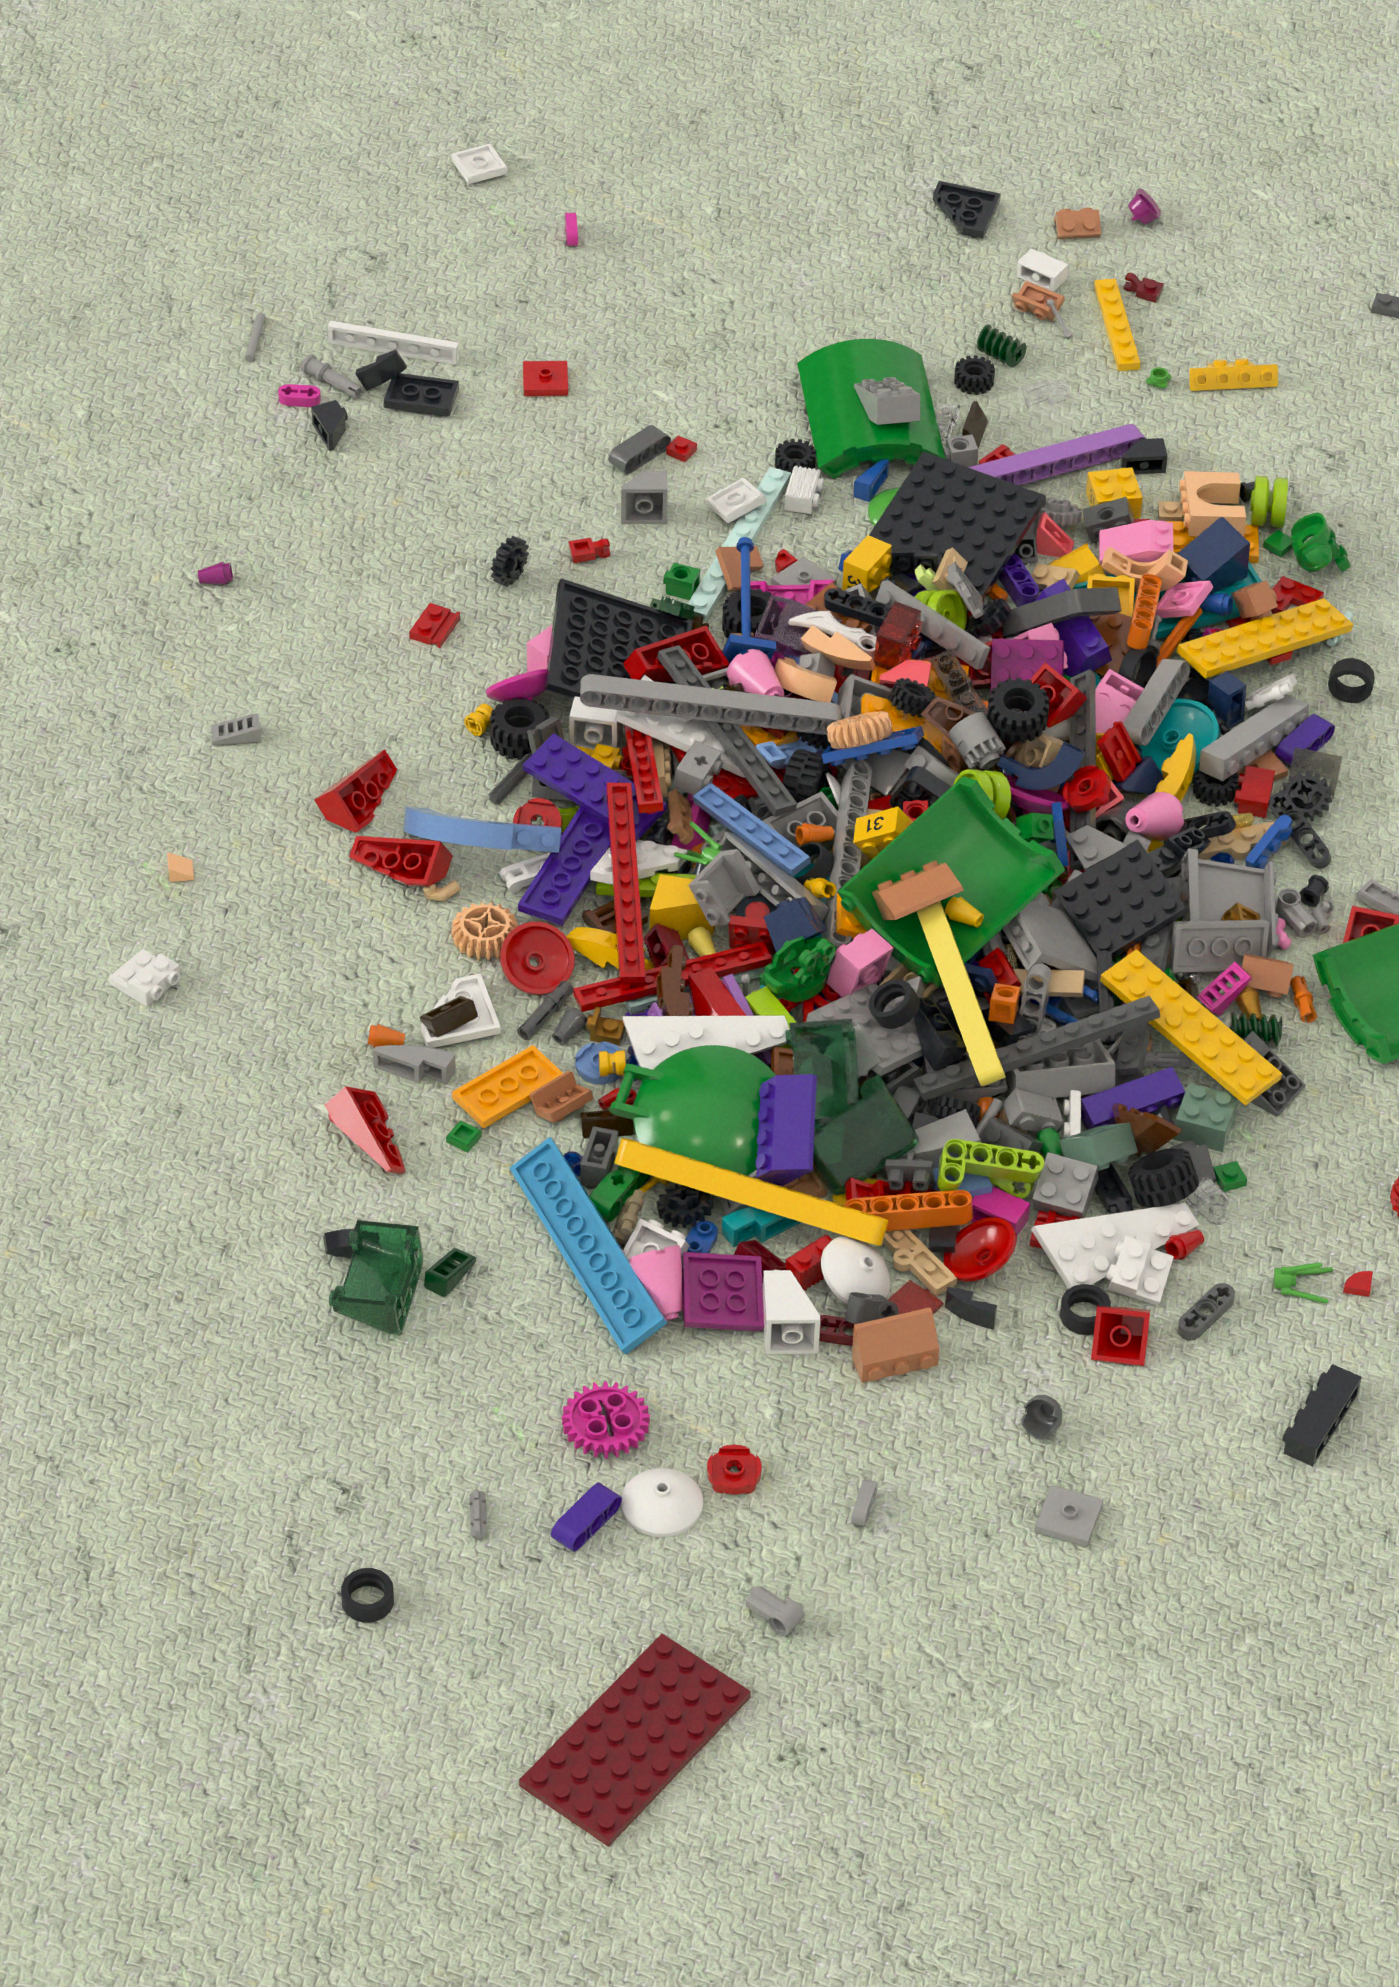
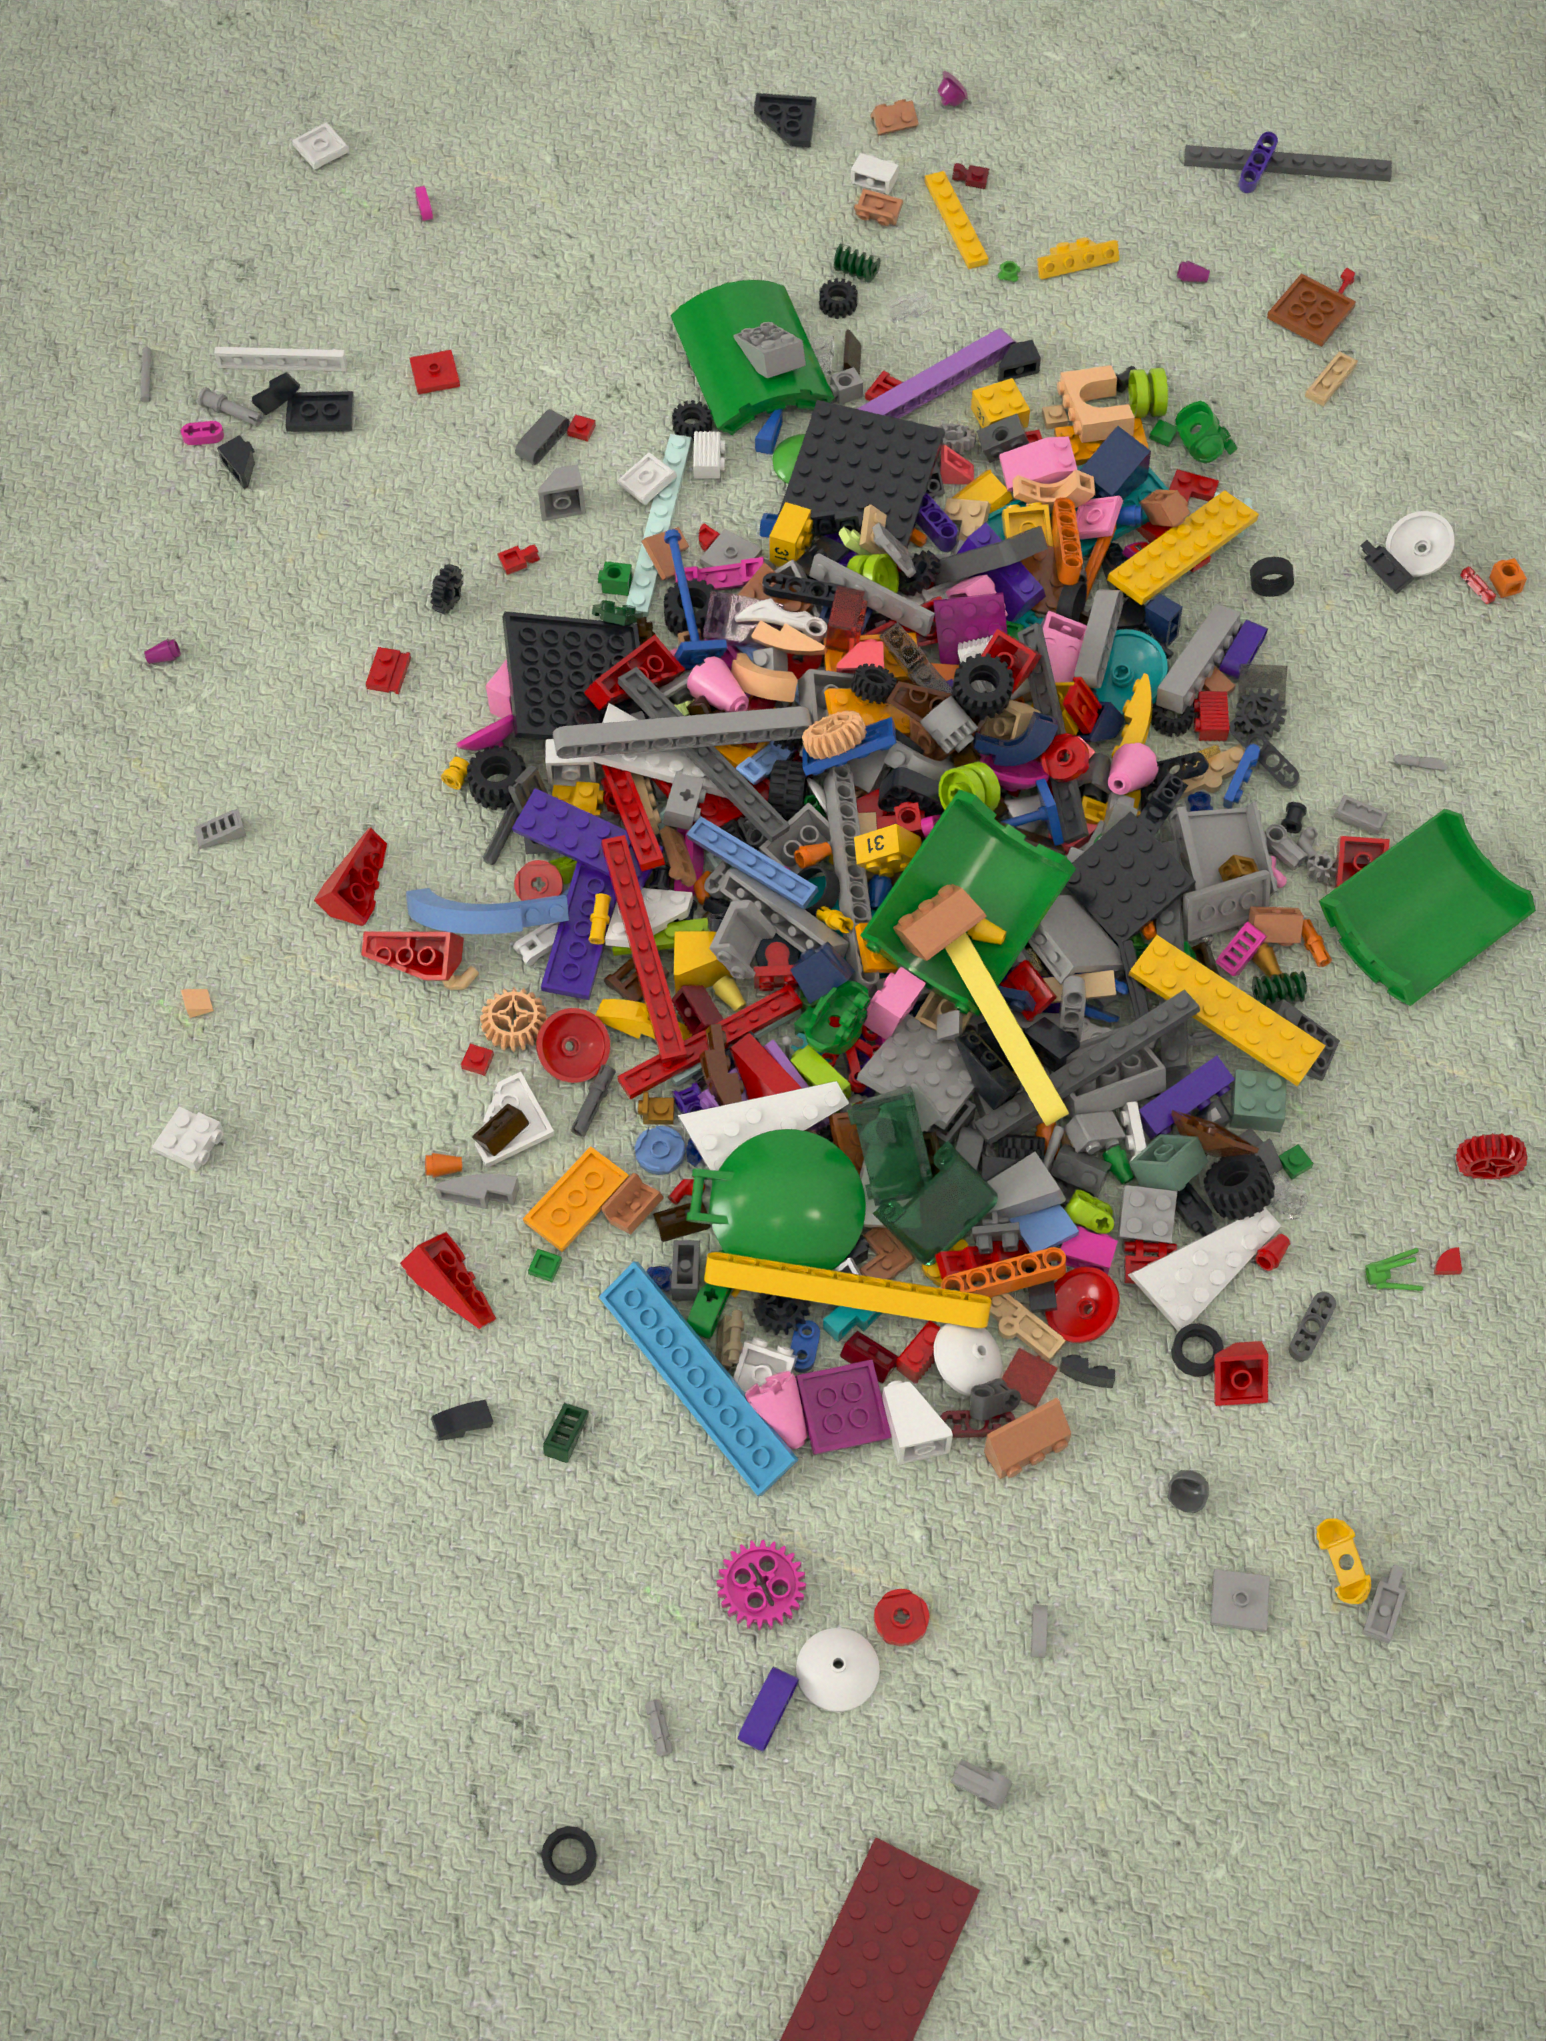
camera: 10 degrees left, 15 degrees up
(380, 1275) = (499, 1463): clear green windscreen -> none
(441, 960) = (477, 1059): none -> red plate
(569, 1025) = (620, 1115): dark grey cone -> none
(589, 855) = (599, 918): none -> yellow pin
(606, 1063) = (674, 1155): yellow wheel -> none
(707, 855) = (719, 898): bright green plant -> none
(786, 1128) = (870, 1216): dark purple slope -> none
(900, 1015) = (927, 1040): black tyre -> none
(990, 1167) = (1076, 1213): lime beam -> none
(1004, 1003) = (1046, 1024): orange brick -> none
(1035, 827) = (1028, 815): green brick -> none
(1066, 332) = (912, 236): light grey hinge -> none
(1092, 846) = (1086, 822): light grey wing -> none
(1139, 1270) = (1240, 1296): white plate -> none
(1178, 1481) = (1338, 1539): none -> yellow piece
(1210, 1543) = (1385, 1606): none -> light grey hinge
(1271, 691) = (1202, 603): white plate -> none
(1321, 1415) = (1454, 1429): black brick -> none
(1328, 935) = (1321, 868): none -> light grey gear
(1350, 406) = (1192, 272): none -> magenta cone

